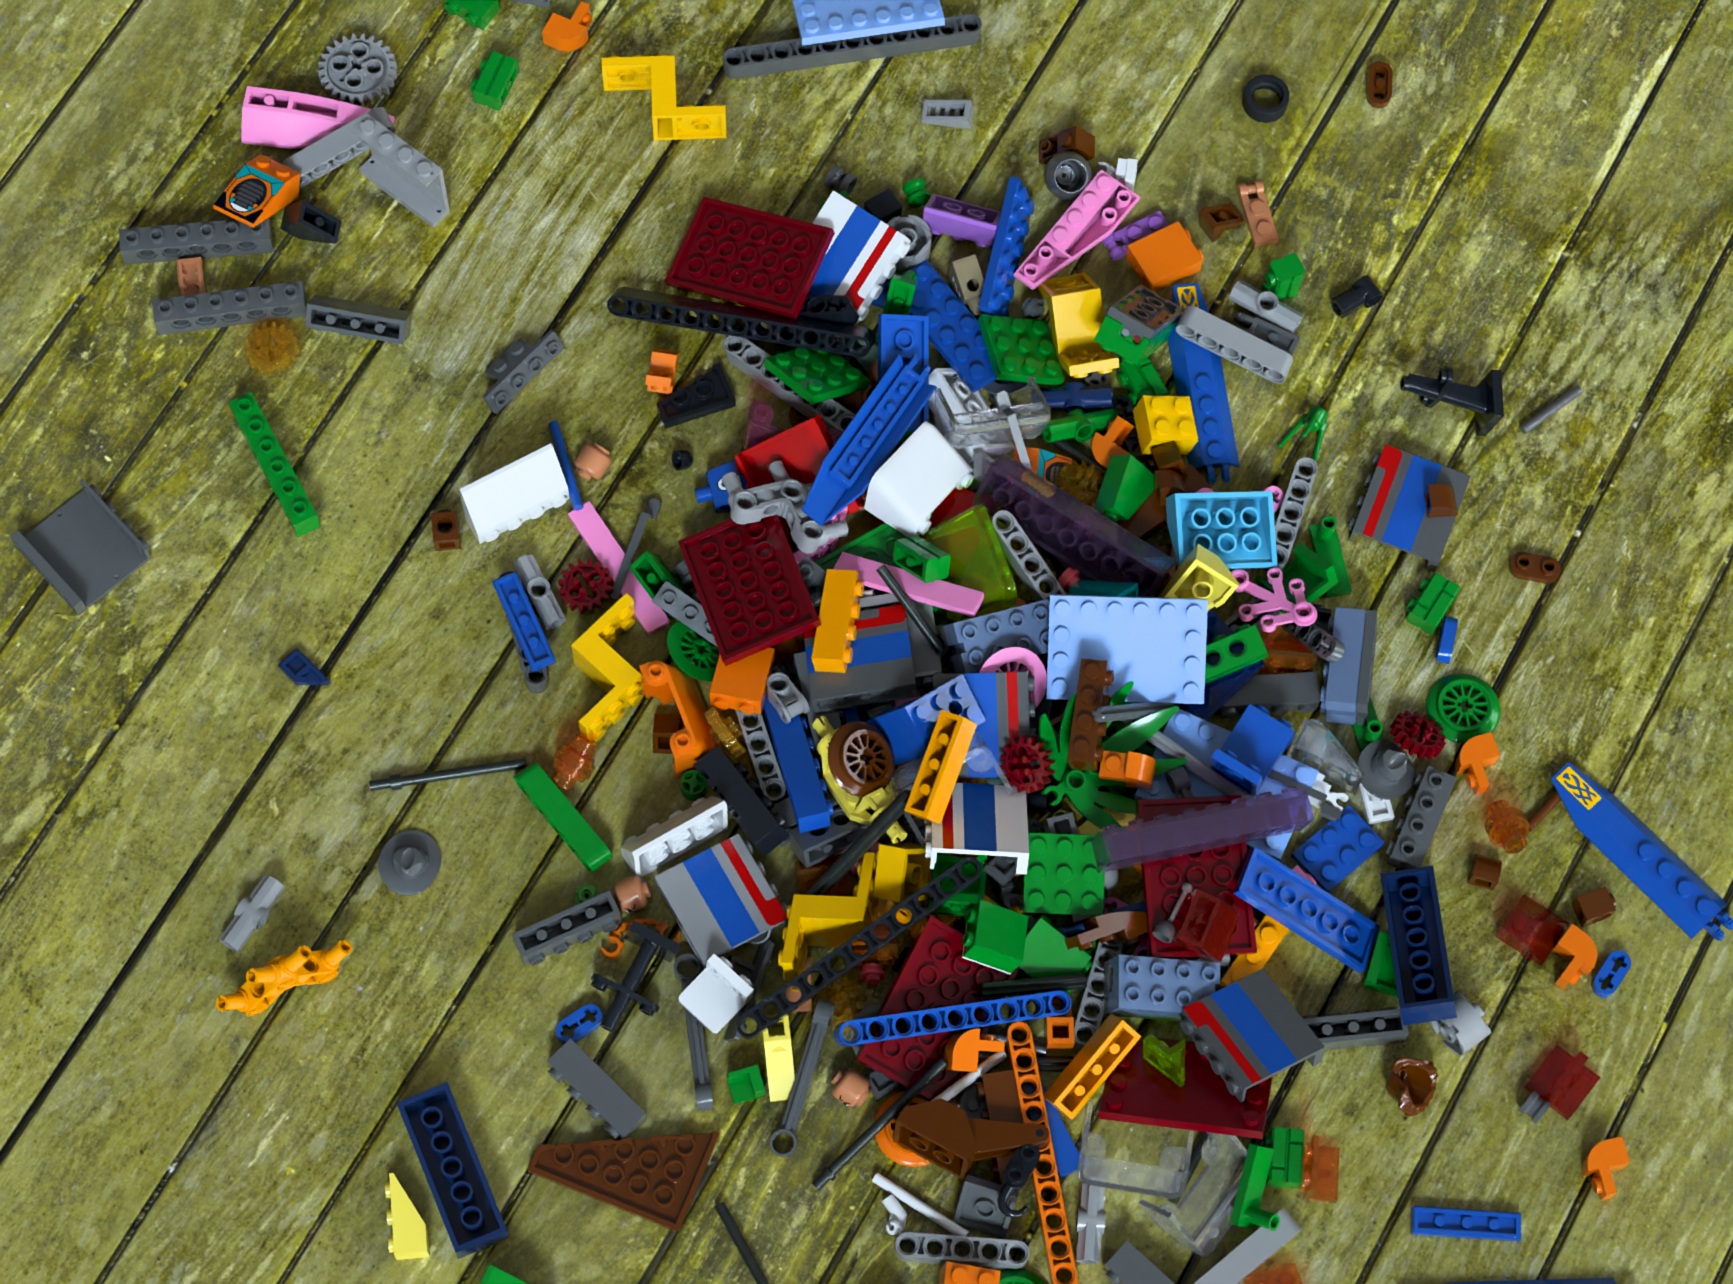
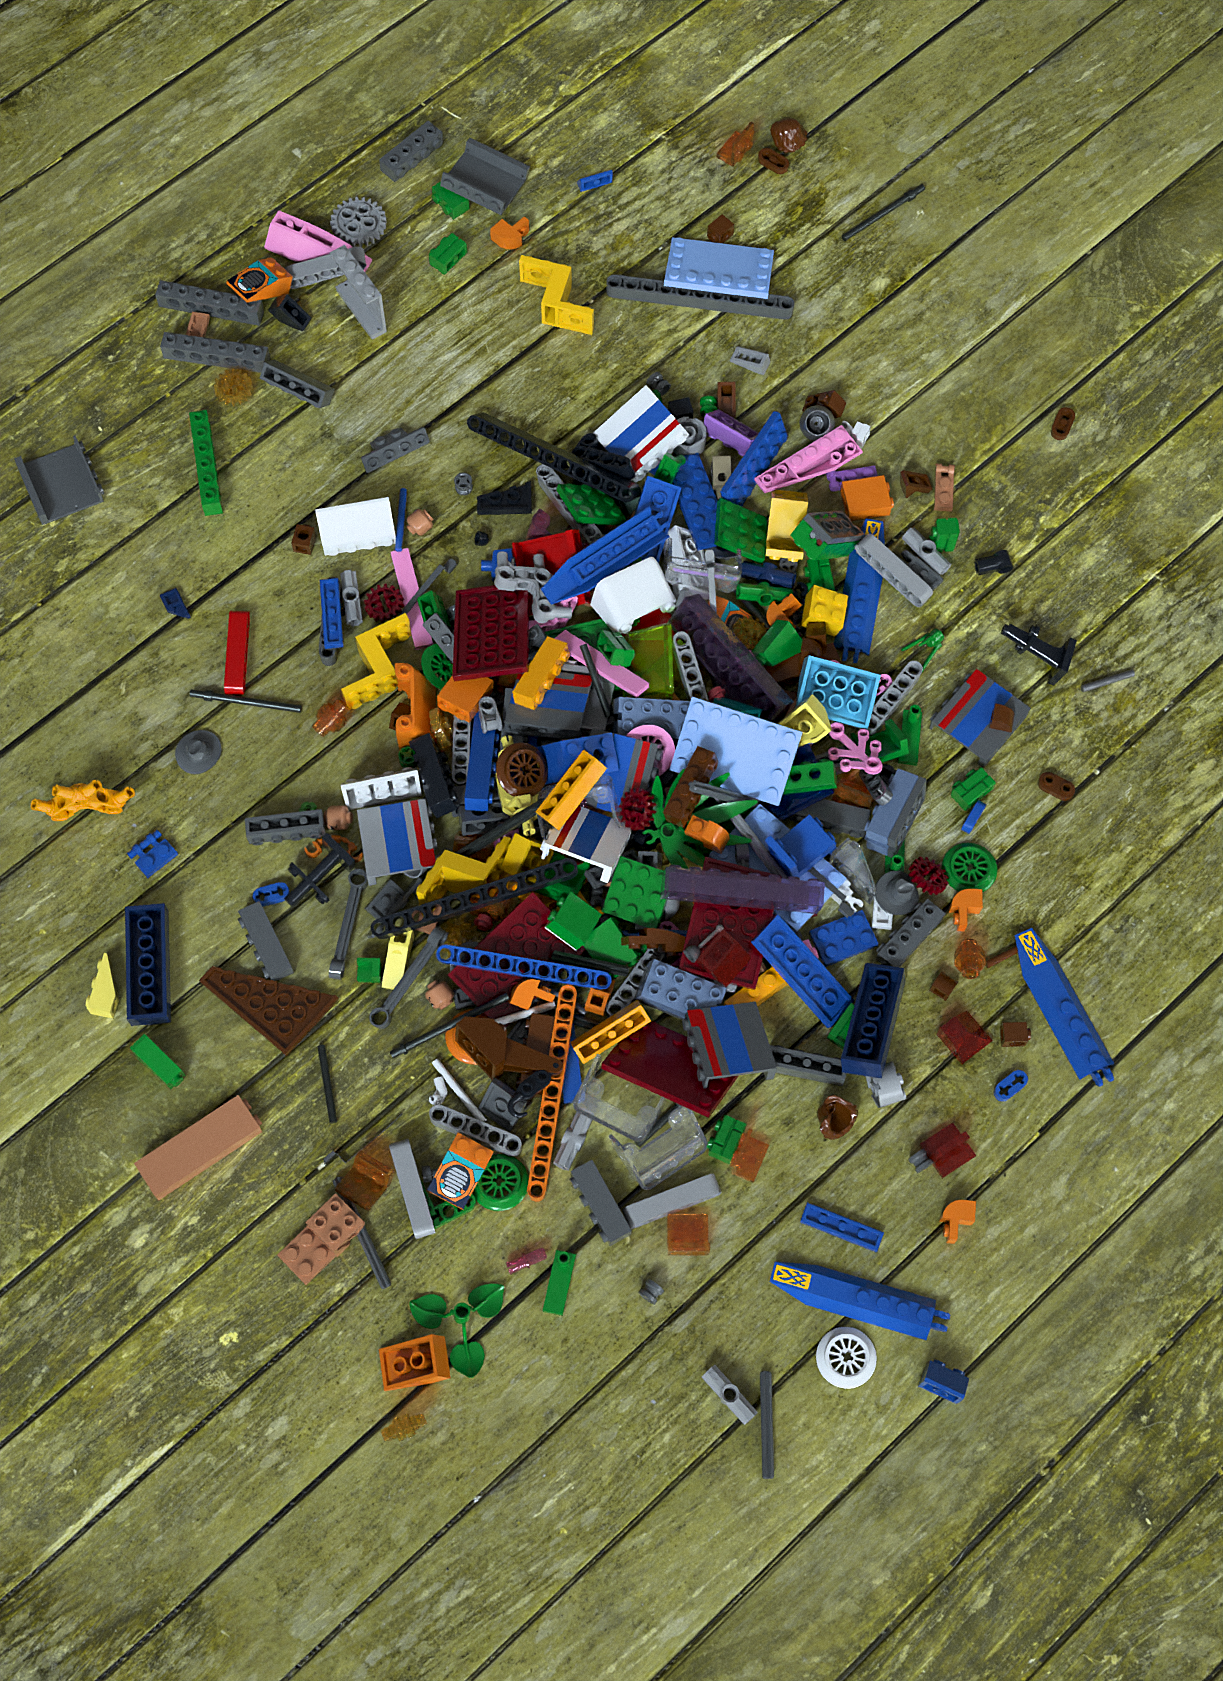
camera: 20 degrees right, 0 degrees up
(251, 913) = (80, 752): light grey piece -> none
(405, 1025) = (156, 857): none -> blue plate
(413, 712) = (237, 652): none -> red beam
(563, 817) = (311, 752): green beam -> none
(629, 386) = (463, 479): none -> dark grey wheel
(662, 371) = (489, 475): orange brick -> none
(716, 994) = (368, 901): white bracket -> none
(750, 257) = (575, 415): dark red plate -> none
(937, 174) = (726, 398): none -> reddish brown slope
(1033, 307) = (761, 505): dark grey plate -> none
(1167, 1060) = (666, 1044): clear neon green slope -> none
(1251, 1189) = (694, 1152): green piece -> none
(1264, 114) = (975, 422): black tyre -> none
(1579, 952) = (992, 1064): orange brick -> none

